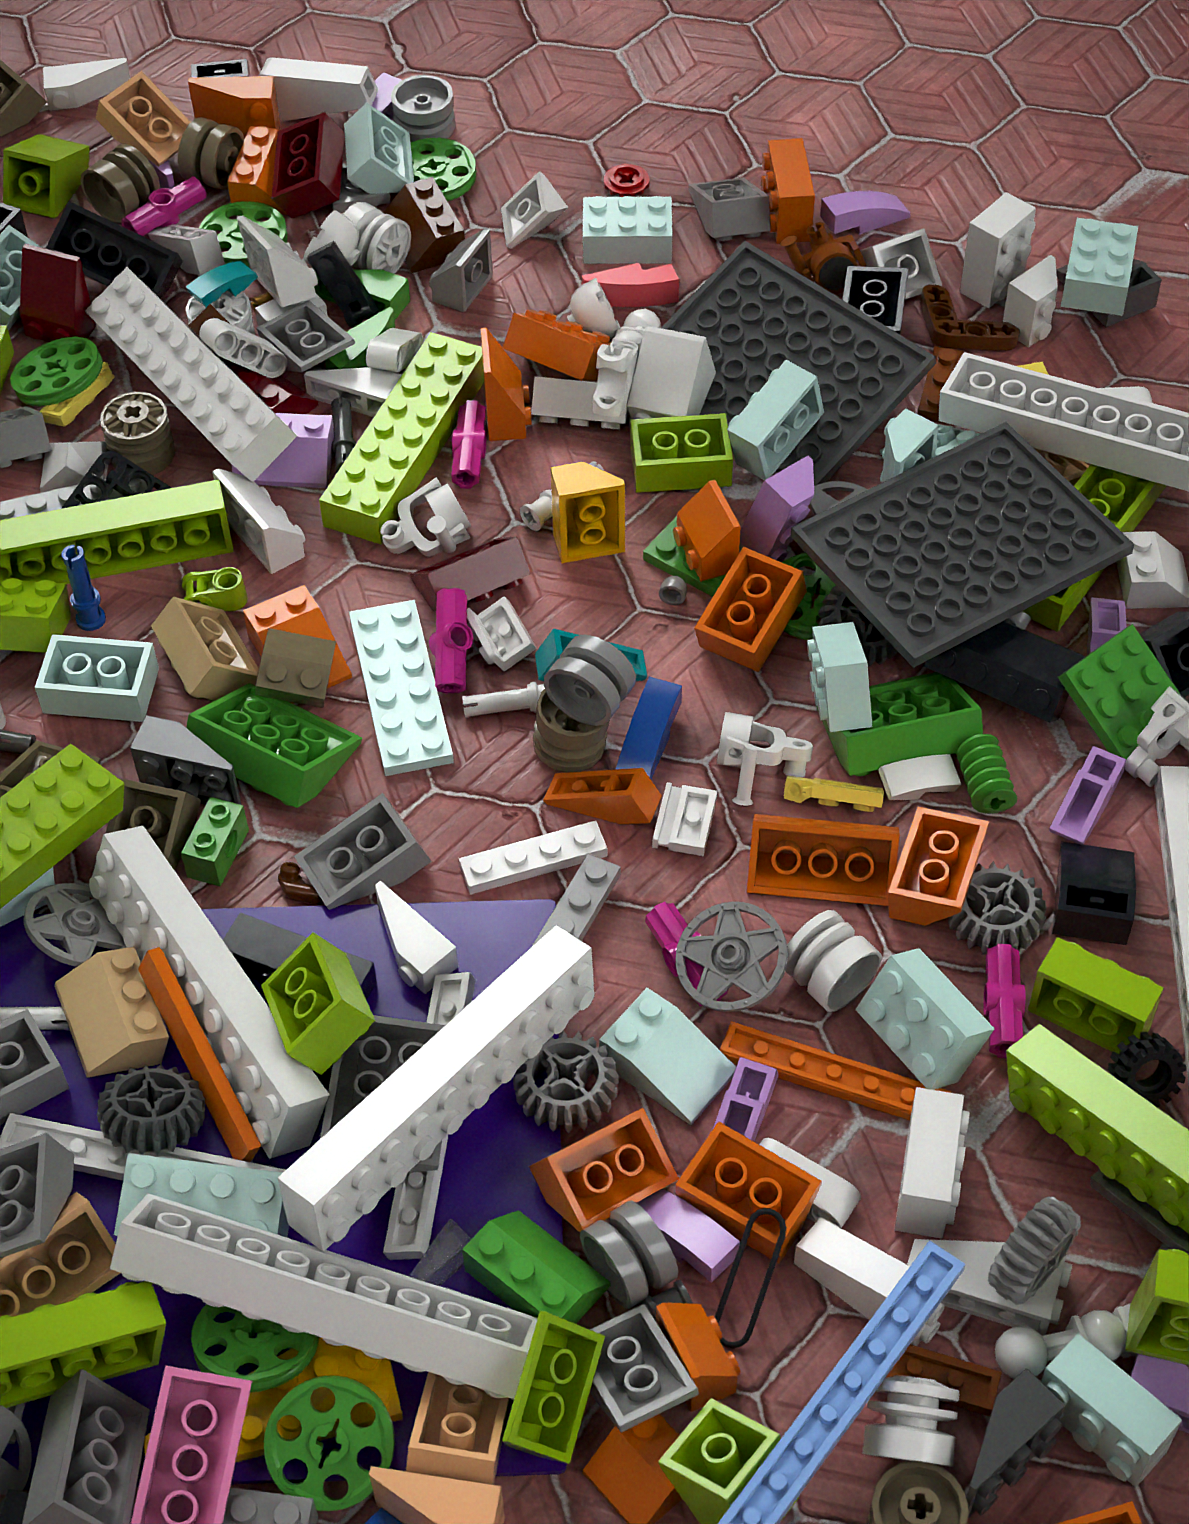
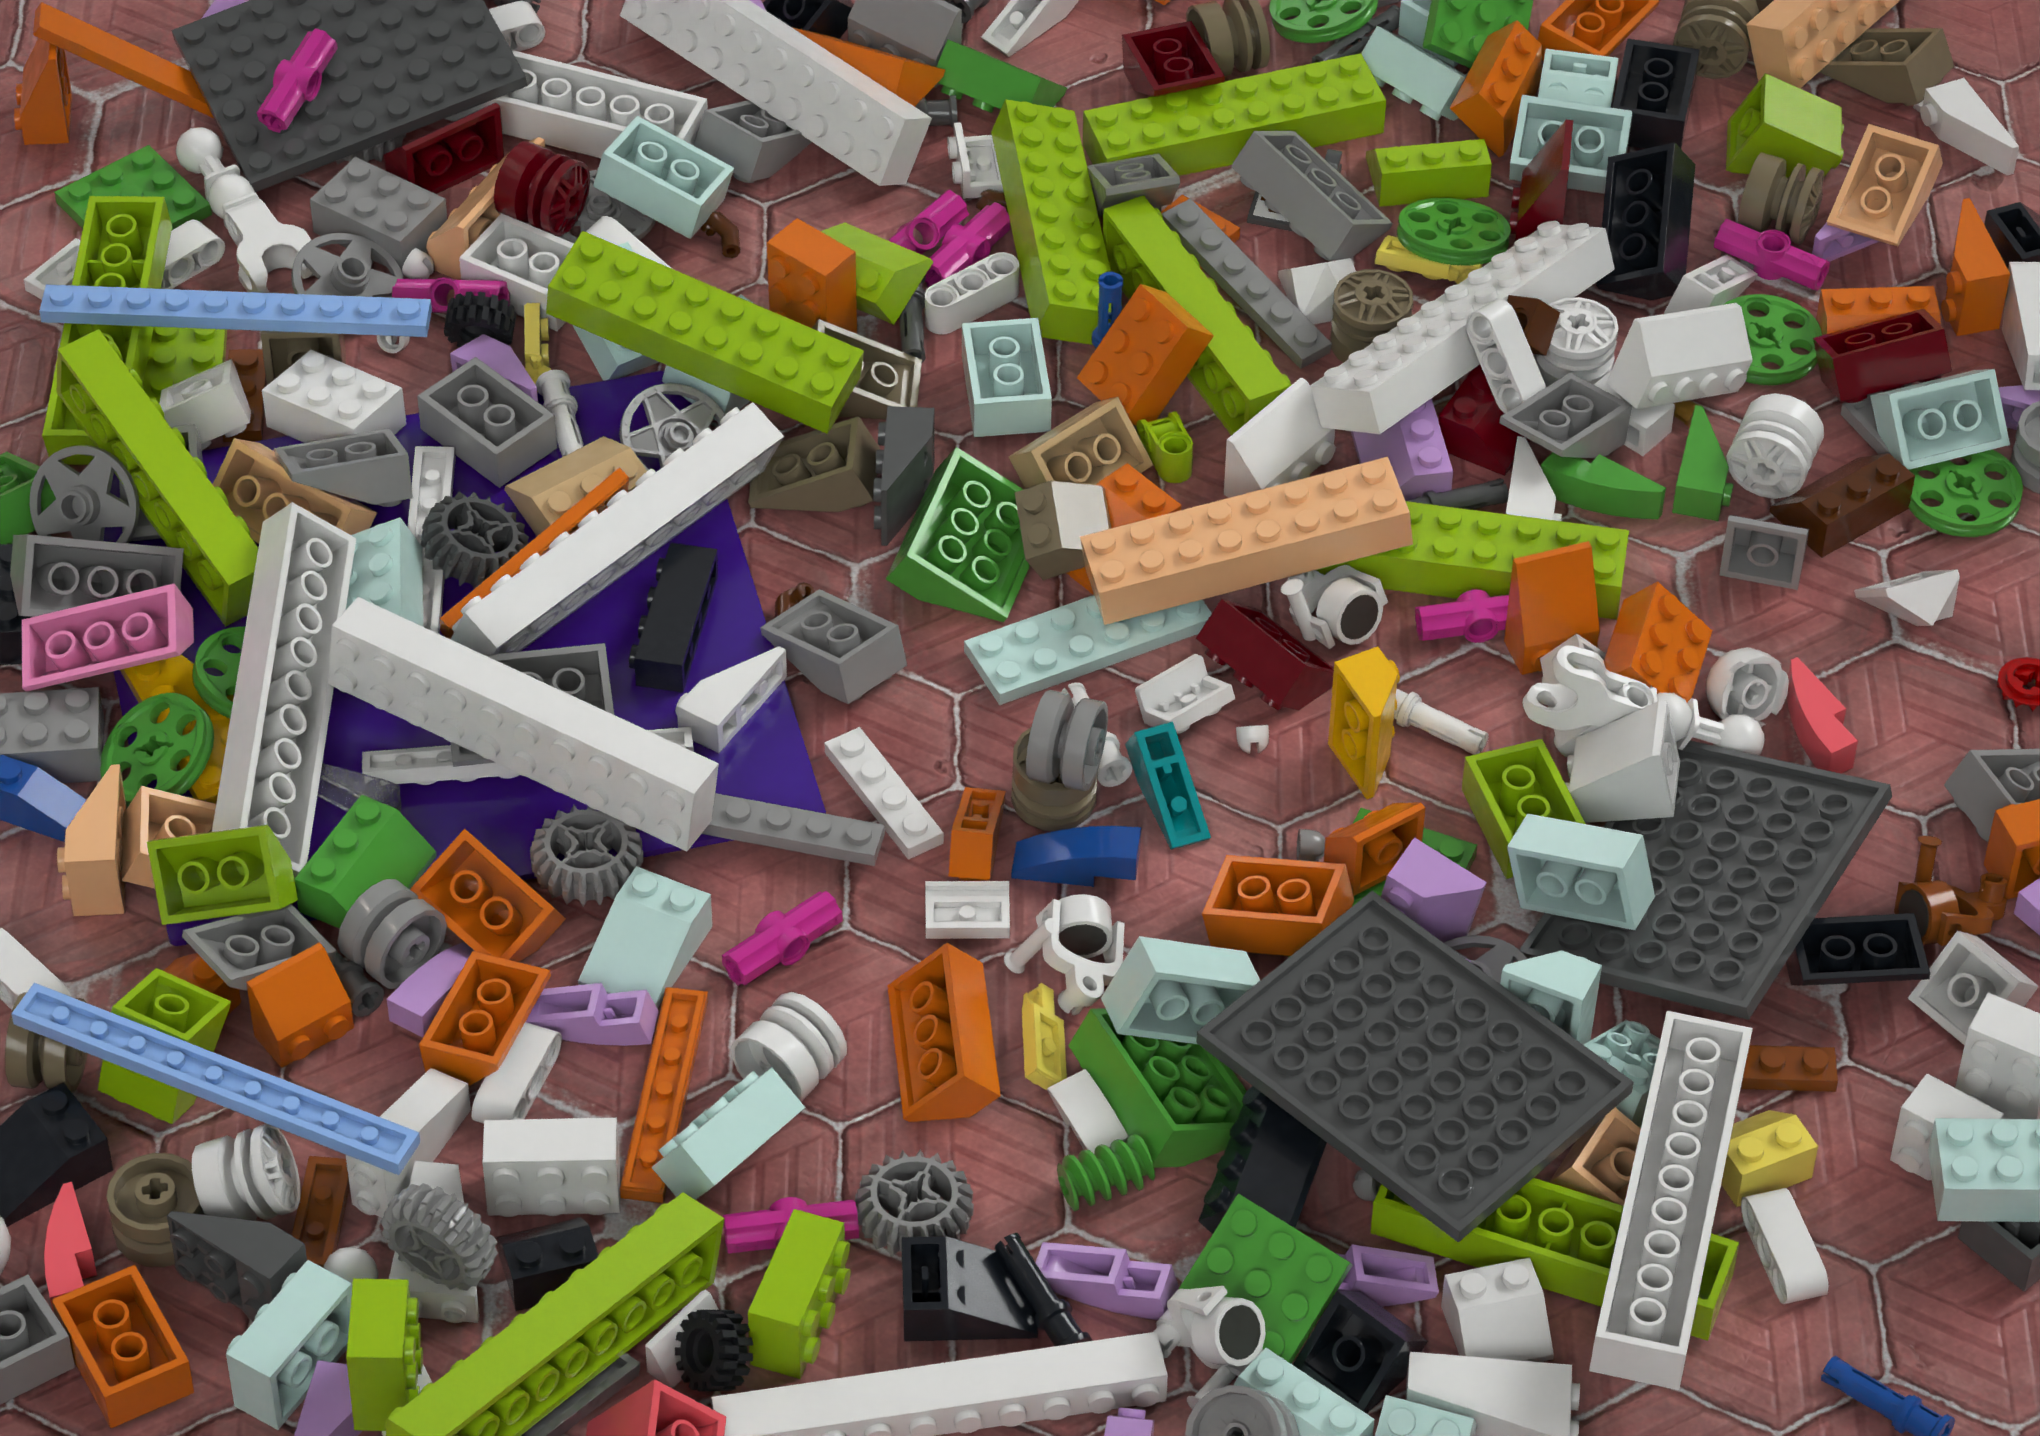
camera: 75 degrees right, 5 degrees down
(118, 480) = (1287, 320): black beam -> none
(132, 569) = (1145, 354): none -> orange brick
(209, 152) = (1869, 255): dark tan wheel -> none
(212, 284) = (1608, 311): teal slope -> none
(215, 841) = (822, 524): bright green brick -> none
(317, 1004) = (594, 612): lime brick -> none
(341, 230) = (1722, 397): white cylinder -> none
(342, 283) = (1672, 431): black plate -> none
(373, 546) = (1246, 540): none -> light nougat brick
(393, 349) = (1583, 500): white beam -> none
(451, 641) = (1124, 661): dark pink piece -> none
(549, 601) = (1252, 734): none -> white hinge
(627, 230) = (1919, 695): light aqua brick -> none
(731, 956) = (766, 957): light grey wheel -> none
(744, 1340) = (391, 1048): black piece -> none
(935, 866) = (946, 1121): orange slope -> none
(949, 332) = (1878, 1061): reddish brown beam -> none
(1007, 1184) = (544, 1258): none -> black slope
(1122, 834) = (1052, 1313): none -> black pin

